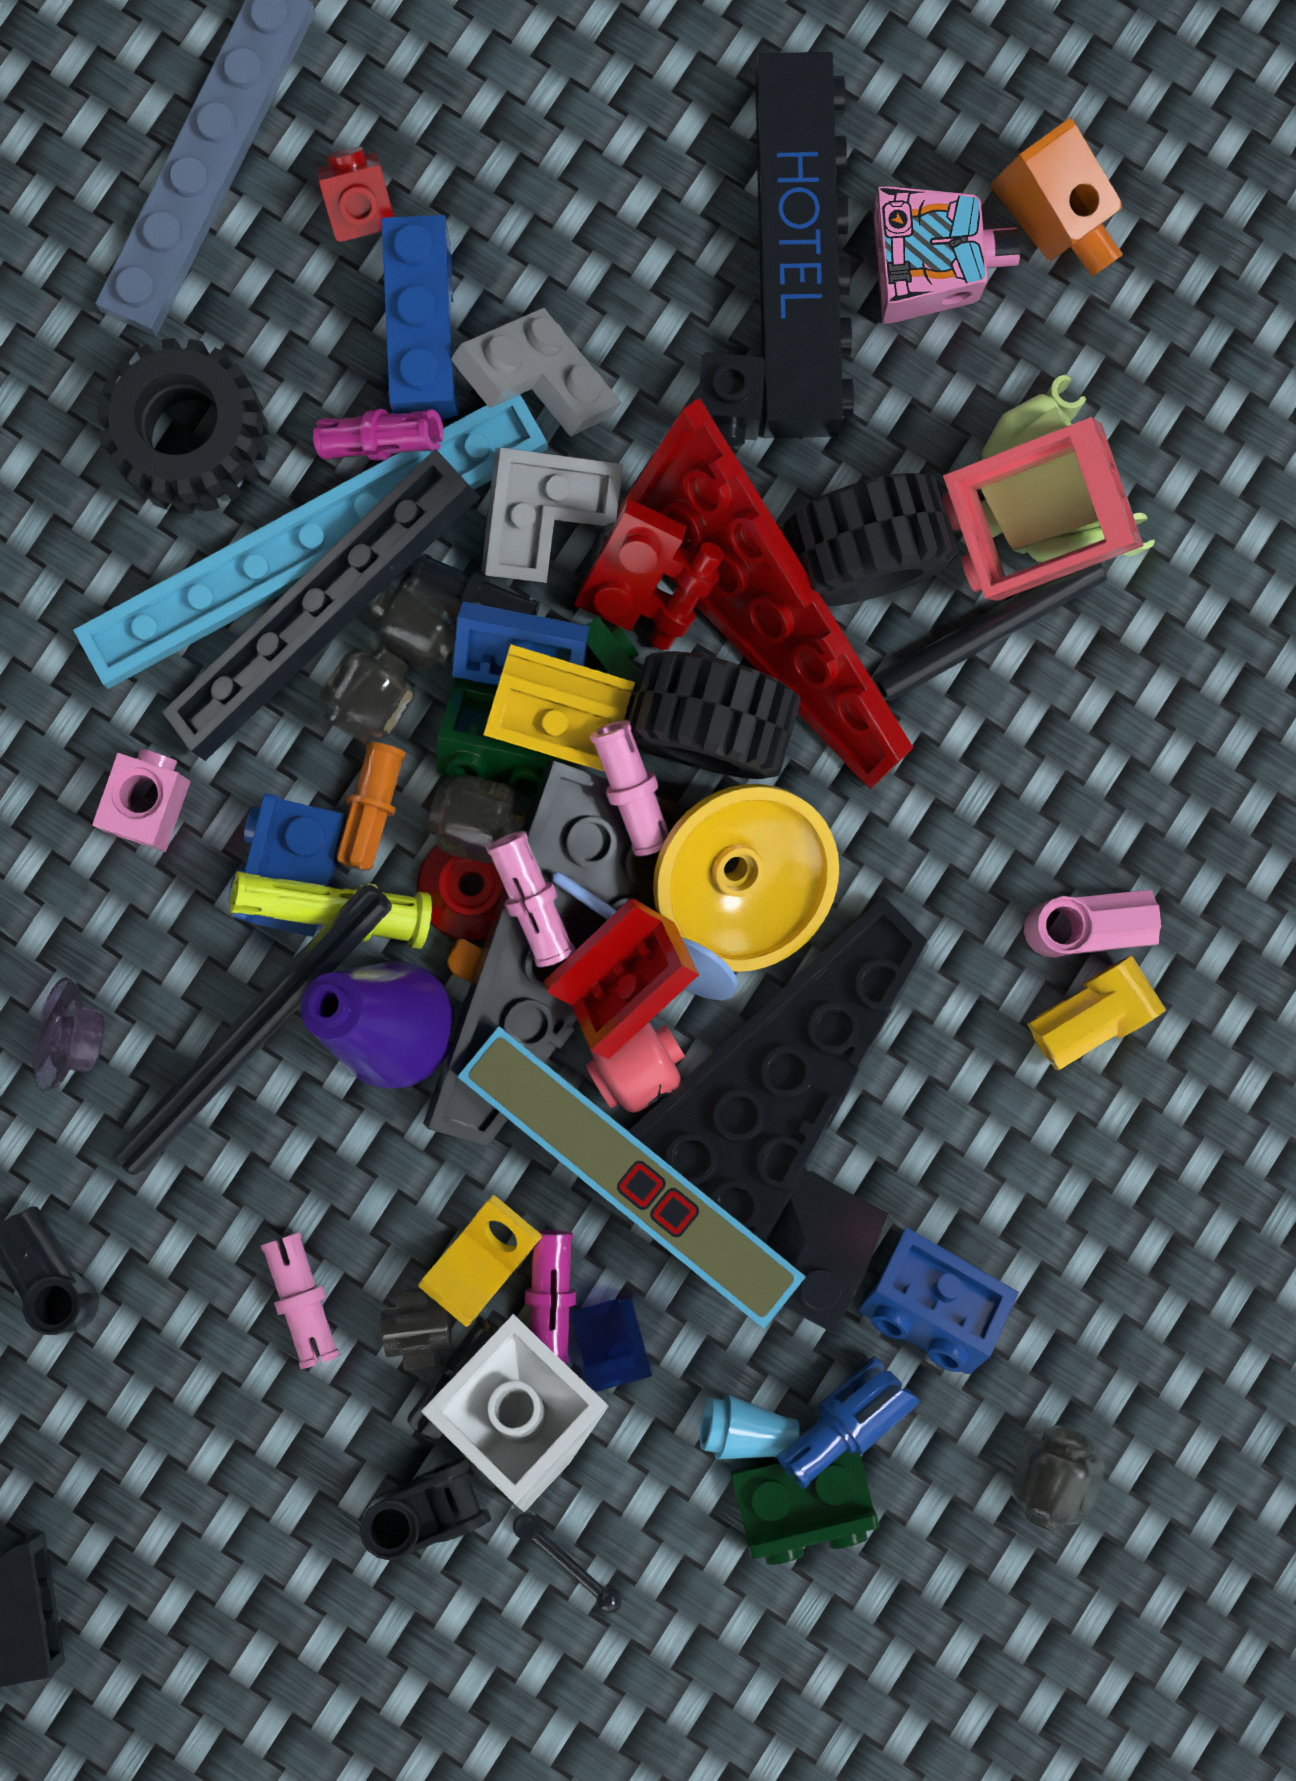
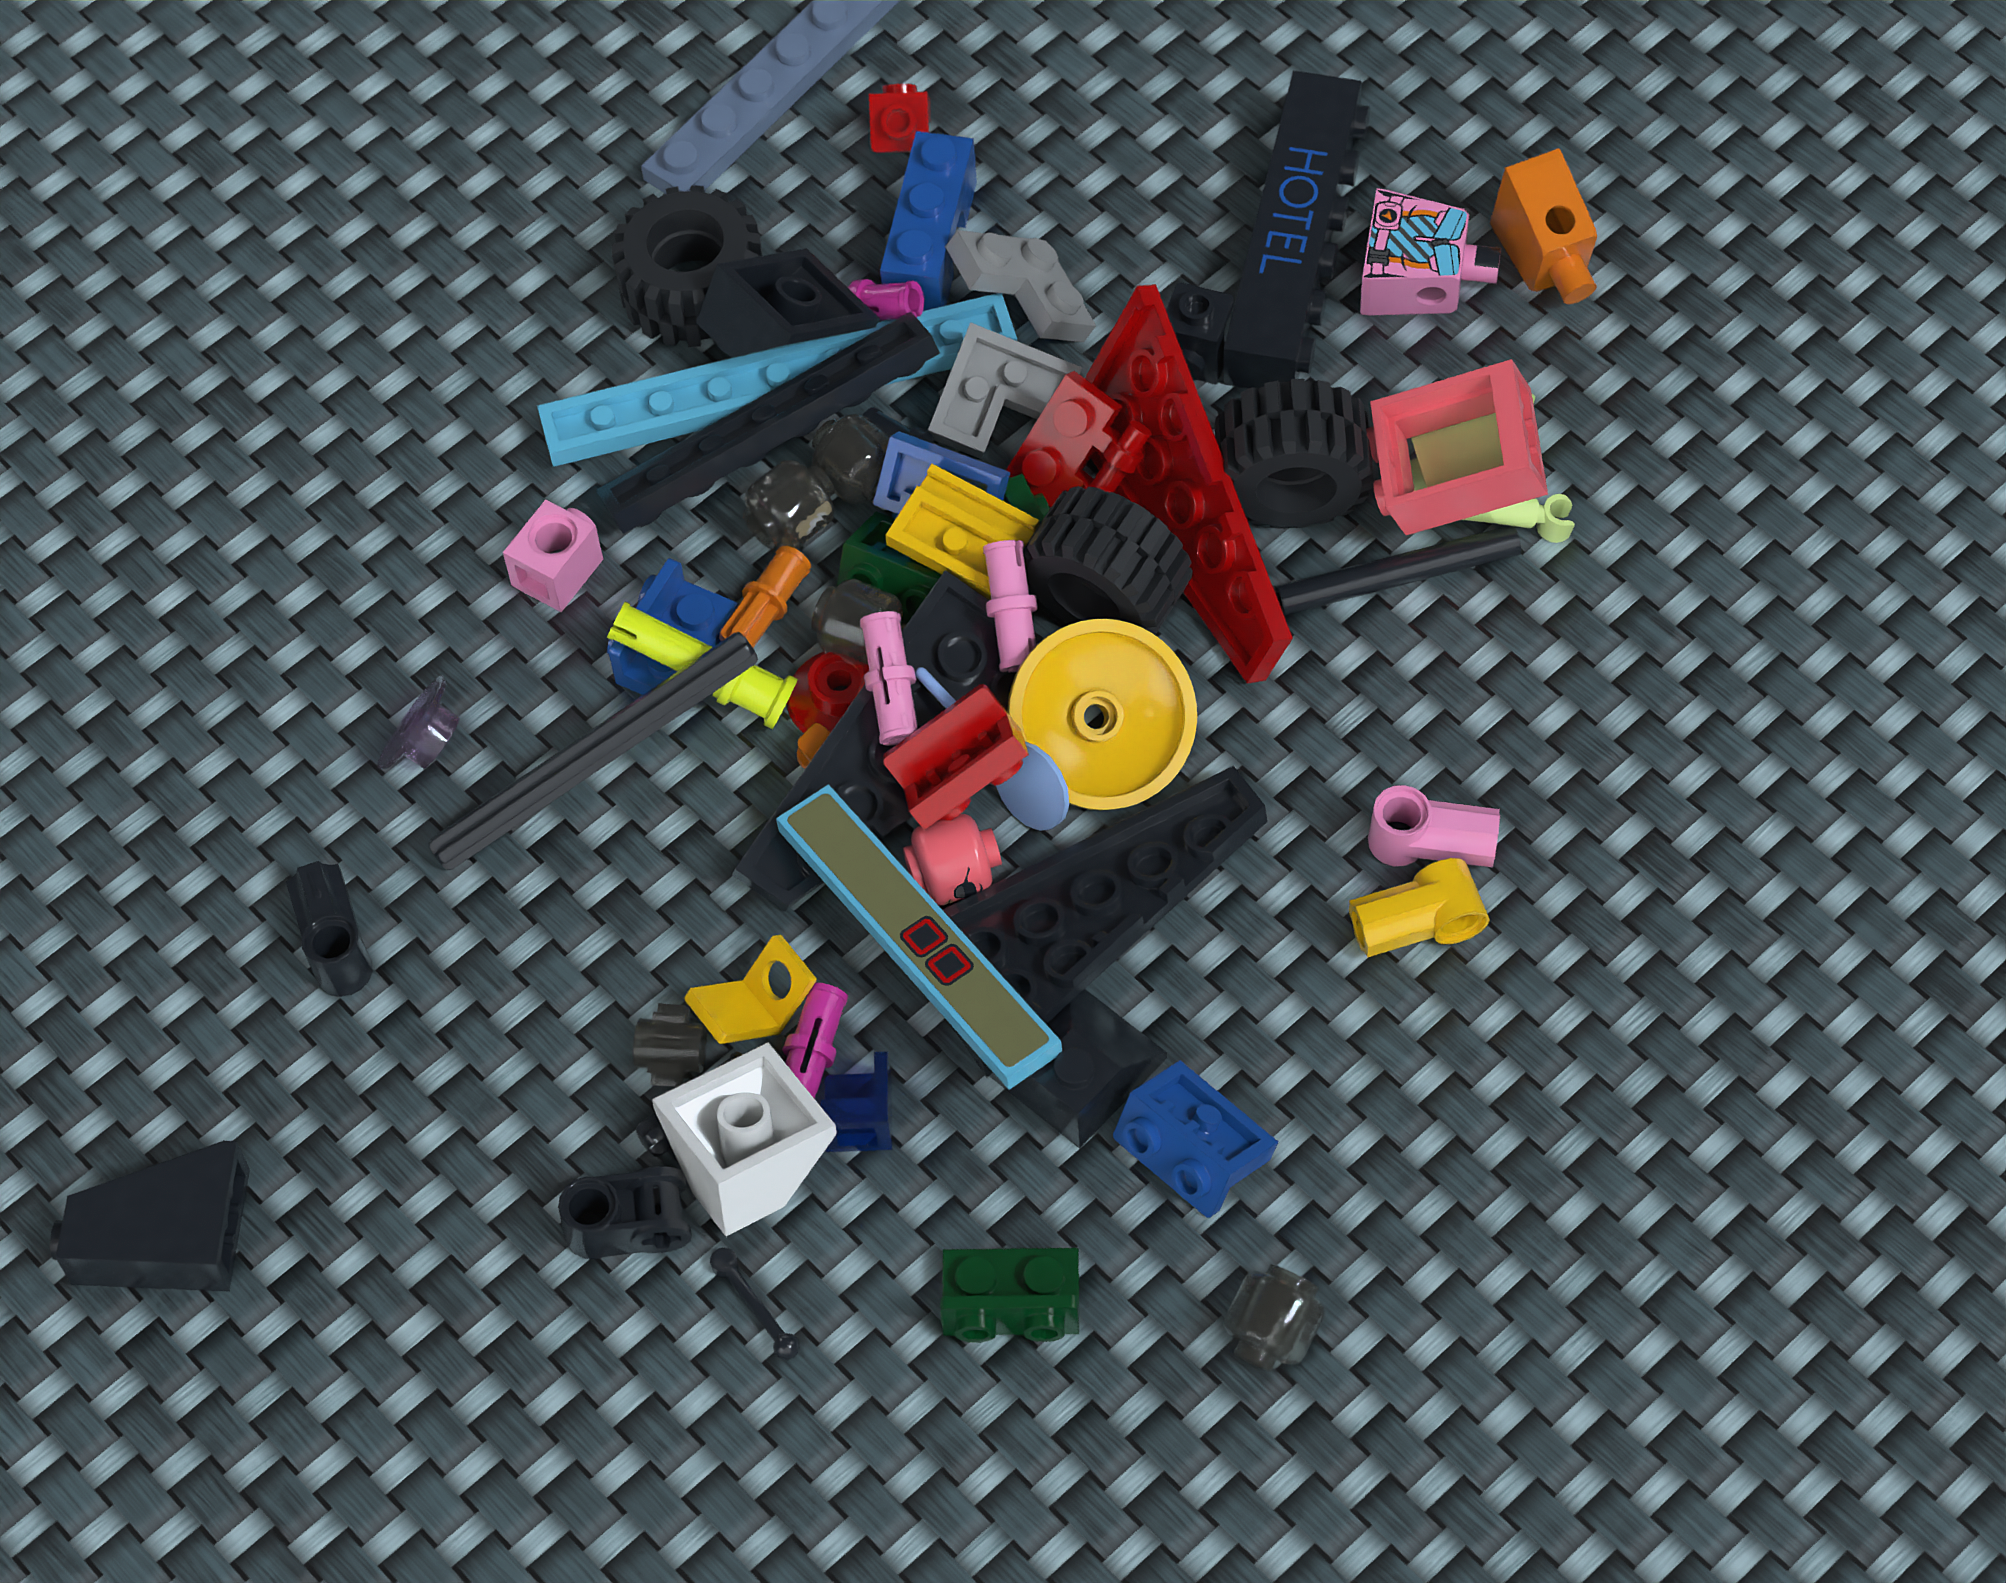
camera: 20 degrees right, 25 degrees down
(300, 1300) = (565, 1006): bright pink pin -> none
(301, 473) = (779, 304): none -> black slope
(381, 1021) = (713, 758): dark purple cone -> none
(744, 1430) = (969, 1211): medium azure cone -> none
(849, 1421) = (1074, 1216): blue arm -> none

